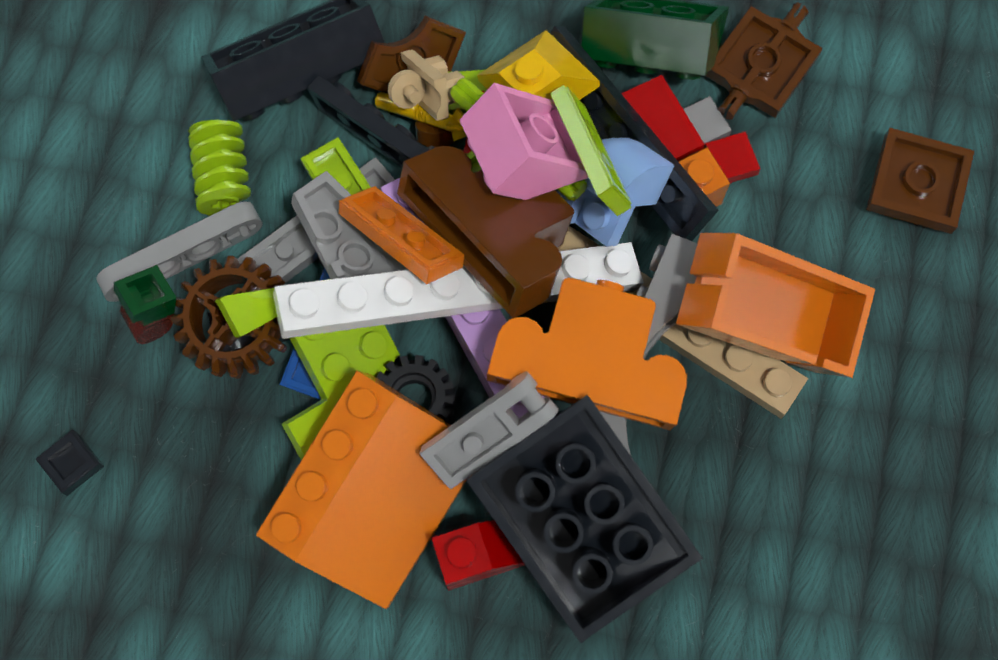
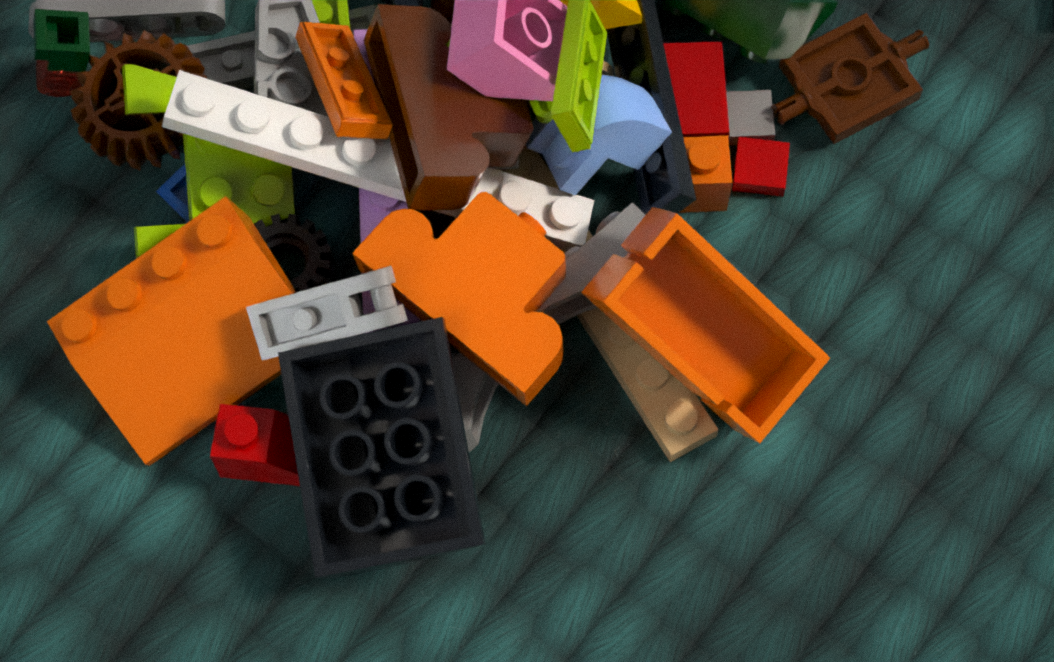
camera: 25 degrees right, 5 degrees down
(920, 180) = (960, 276): reddish brown plate -> none

